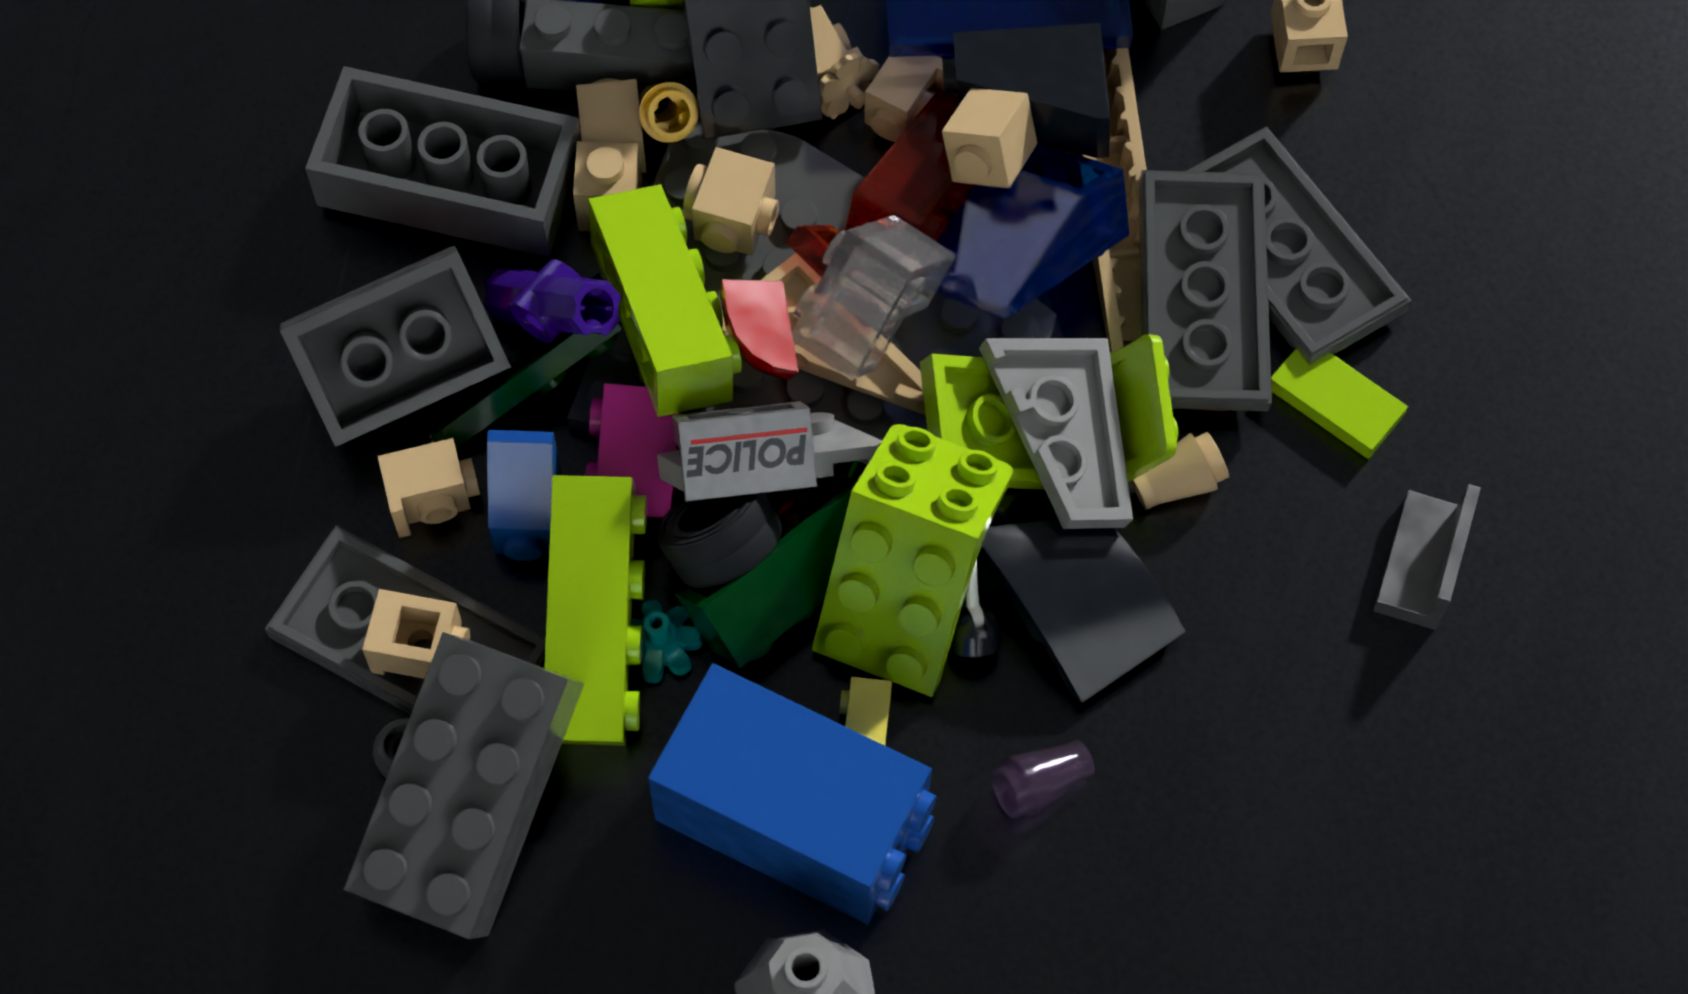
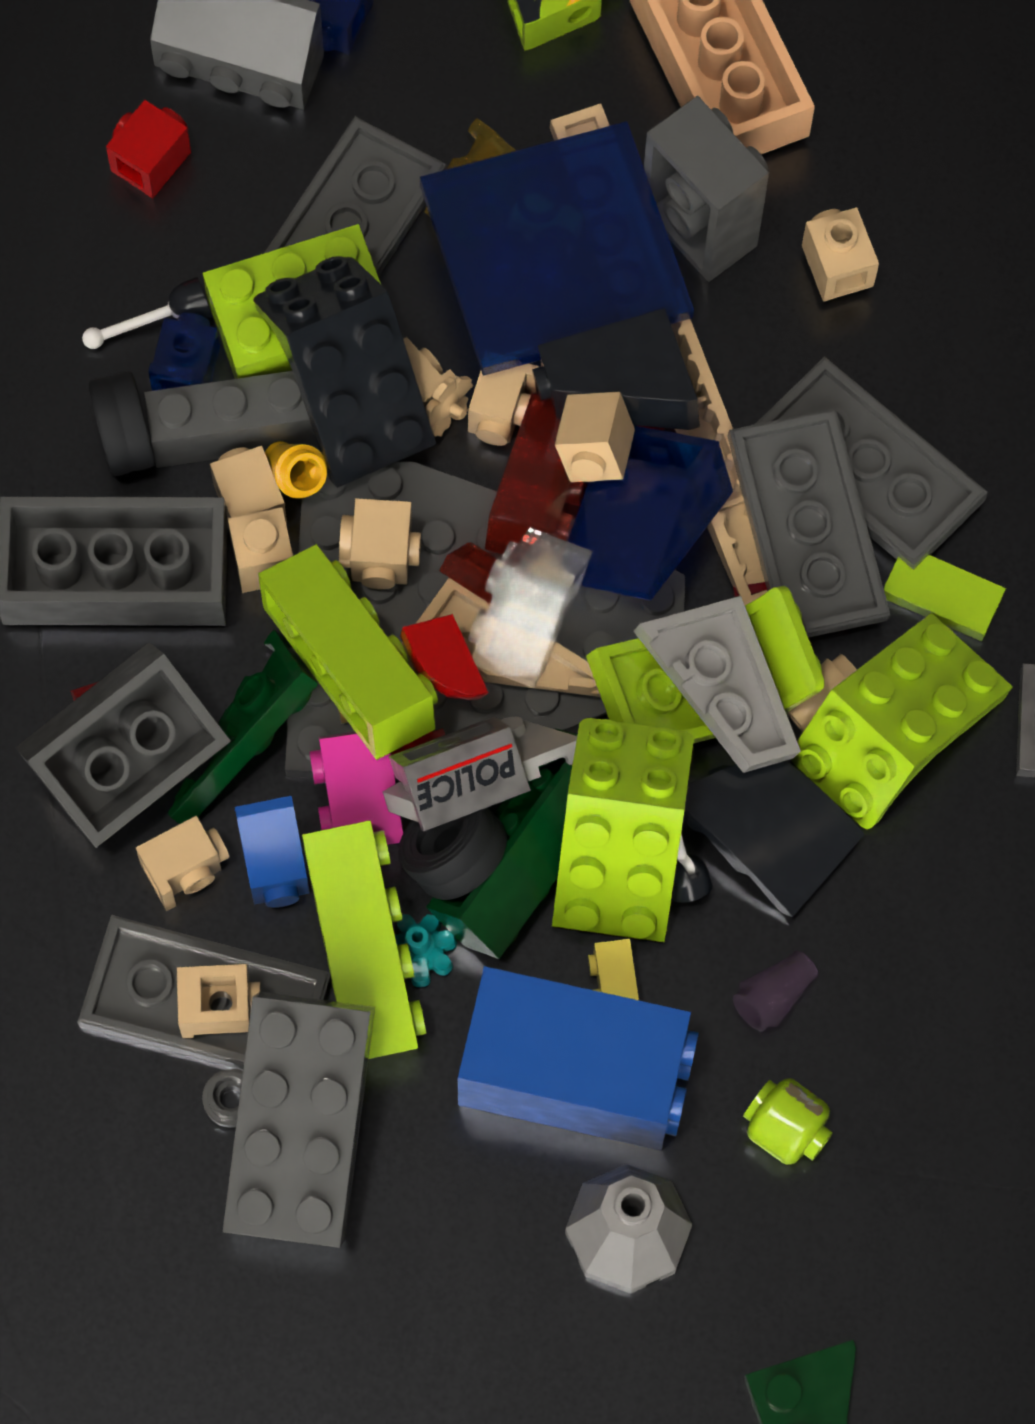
camera: 15 degrees left, 5 degrees up
(552, 301) = (250, 673): dark purple piece -> none
(1018, 925) = (788, 1121): none -> lime head
(1247, 509) = (896, 718): none -> lime bracket

